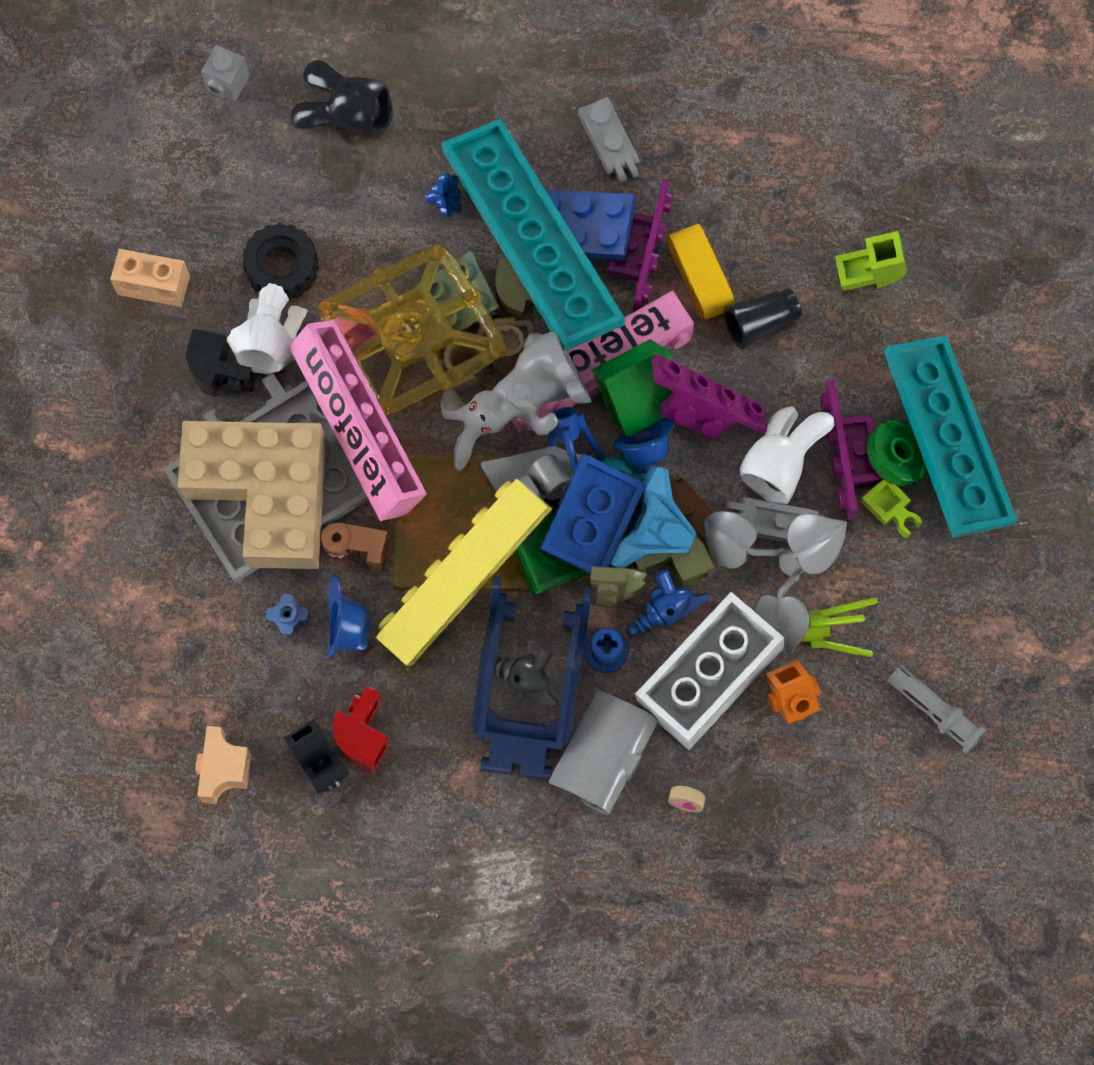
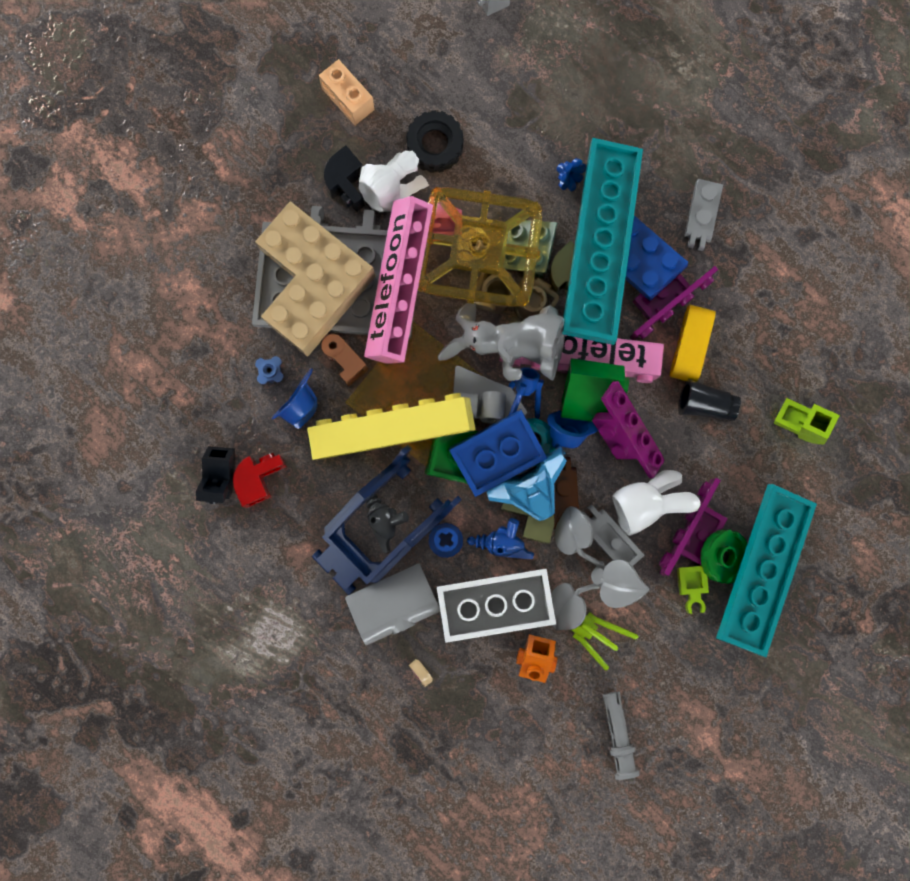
camera: 30 degrees right, 10 degrees up
(221, 766) = (157, 435): light nougat brick -> none
(349, 103) = (555, 67): black piece -> none
(615, 585) = (475, 505): olive plate -> none

